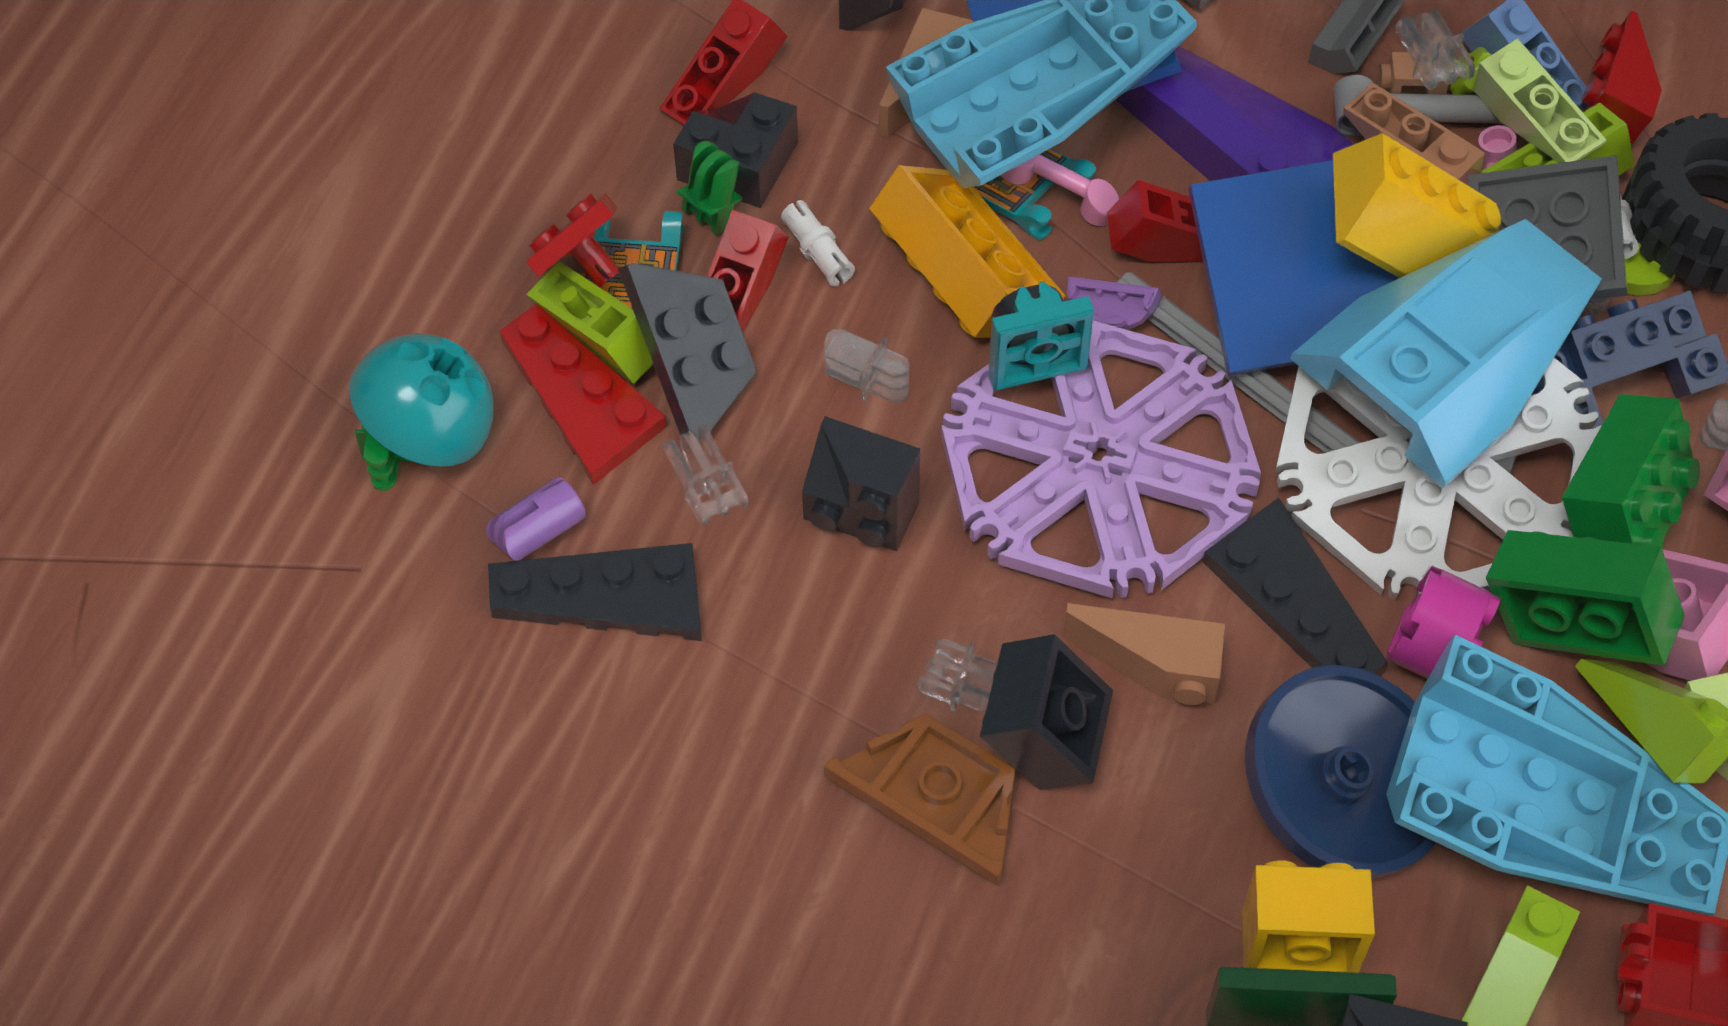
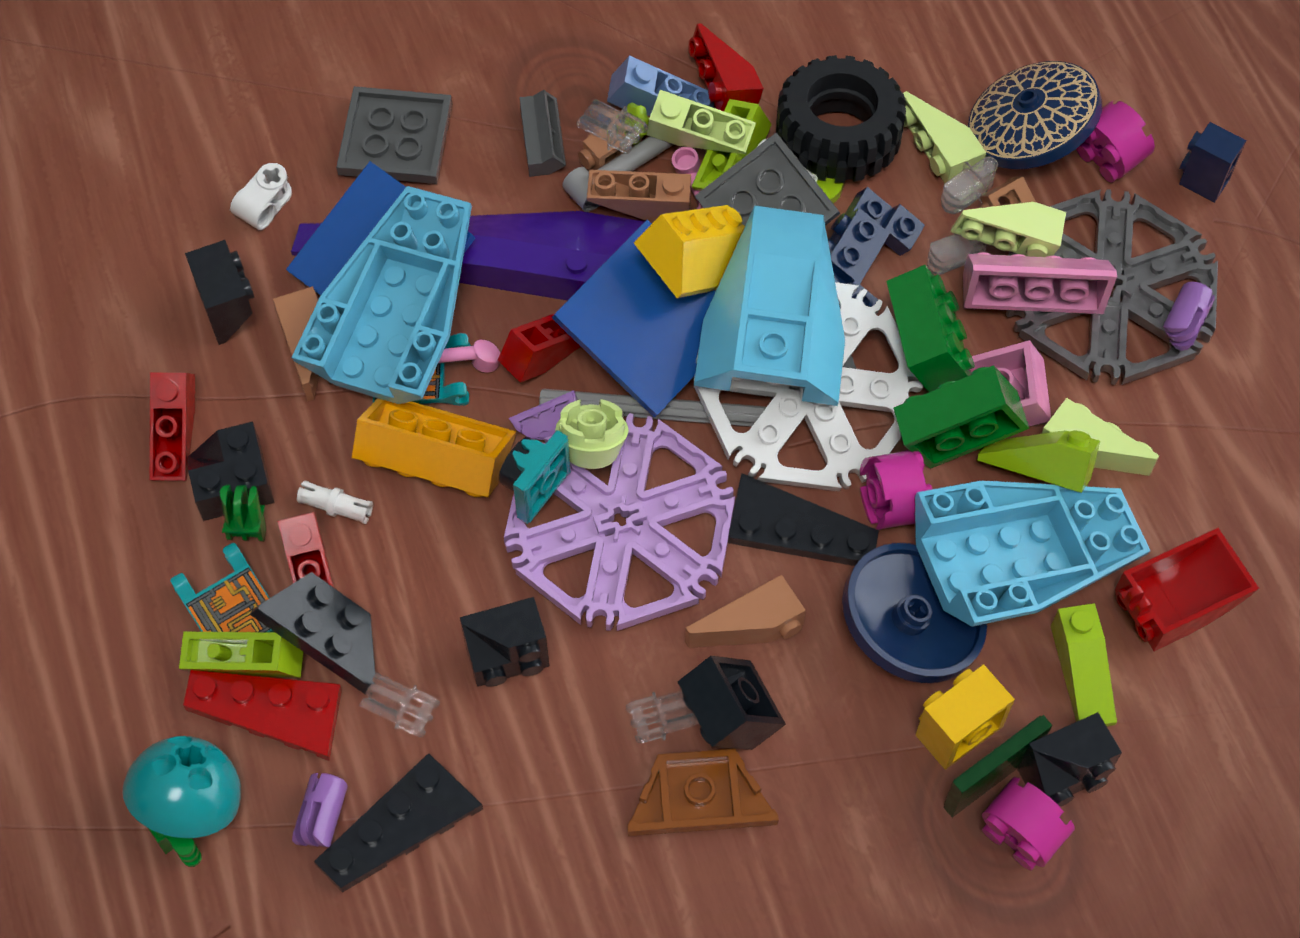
camera: 40 degrees left, 5 degrees up
(577, 240) = (187, 610): red plate -> none
(866, 365) = (436, 562): clear arm -> none
(1134, 338) = (593, 433): none -> yellowish green cone

